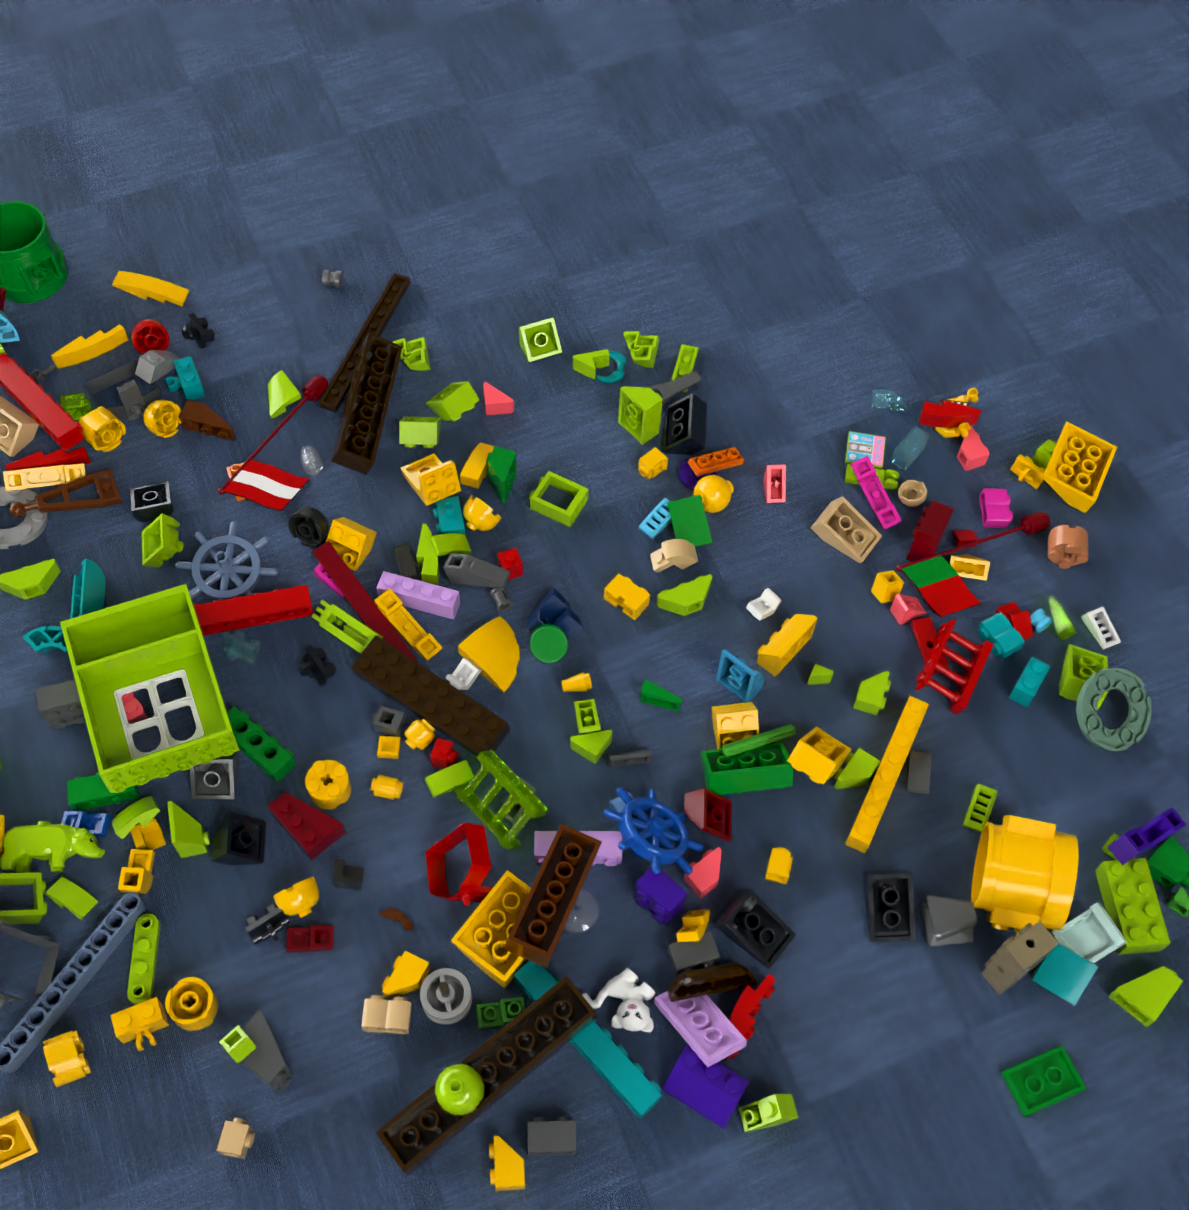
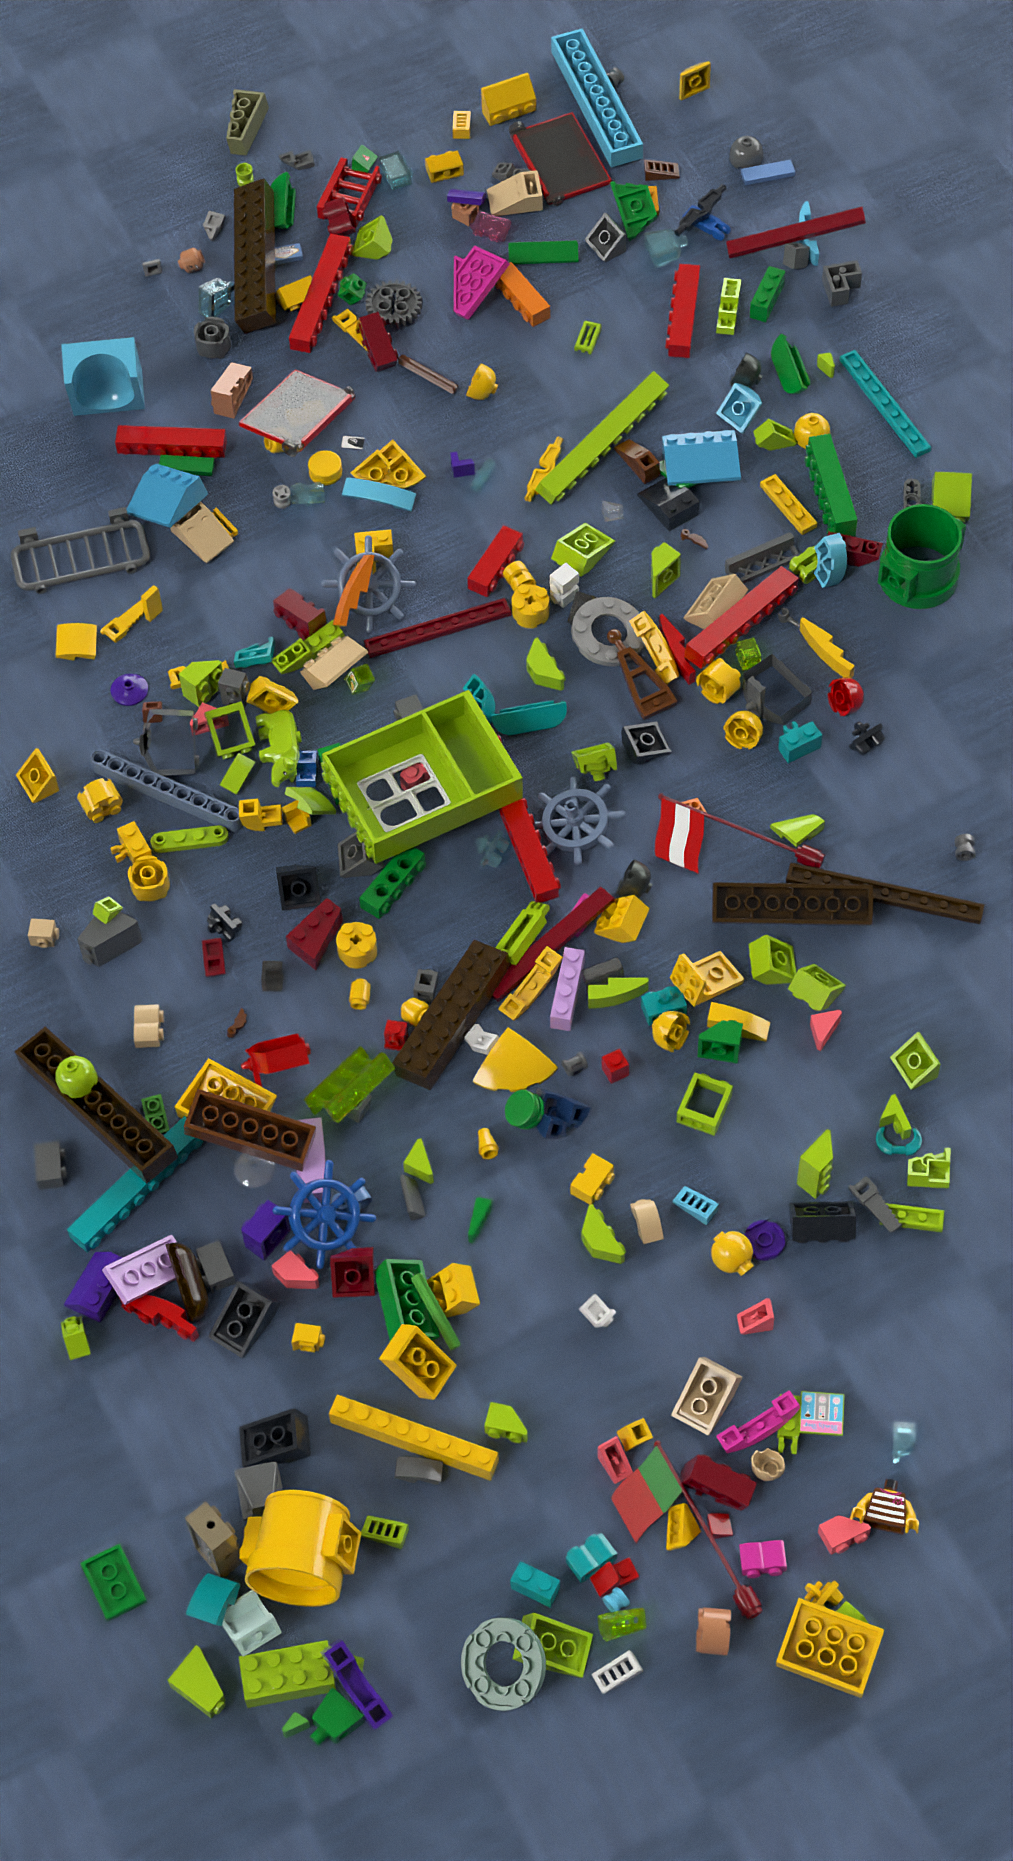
camera: 90 degrees right, 0 degrees up
(147, 286) = (915, 683): yellow slope -> none
(155, 365) = (807, 709): light grey slope -> none
(186, 833) = (300, 840): lime slope -> none
(202, 419) = (751, 768): reddish brown slope -> none
(298, 898) = (245, 939): yellow cylinder -> none
(311, 460) = (716, 869): clear brick -> none
(313, 665) = (474, 921): black hips -> none
(389, 747) = (402, 990): yellow tile -> none
(407, 975) = (184, 1036): yellow slope -> none
(415, 353) = (877, 942): lime slope -> none
(446, 996) = (165, 1067): light grey wheel -> none
(447, 778) = (371, 1041): lime slope -> none
(450, 543) = (629, 1008): lime slope -> none
(469, 570) = (596, 1032): dark grey slope -> none
(509, 1167) = (26, 1133): yellow slope -> none
(586, 716) = (437, 1148): lime slope -> none
(631, 1013) = (159, 1219): white animal -> none
(652, 463) = (765, 1190): yellow window -> none
(690, 520) = (690, 1231): green piece -> none
(694, 925) = (242, 1264): yellow slope -> none
(716, 461) = (787, 1265): orange tile -> none
(738, 677) = (505, 1286): dark azure slope -> none
(786, 643) = (552, 1334): yellow slope -> none
(820, 675) = (521, 1369): lime slope -> none
(858, 770) = (415, 1407): lime slope -> none
(910, 448) = (831, 1462): clear light blue brick -> none
(926, 637) = (582, 1479): red tile -> none
(948, 415) = (873, 1493): red slope -> none
(973, 667) = (526, 1516): red fence -> none

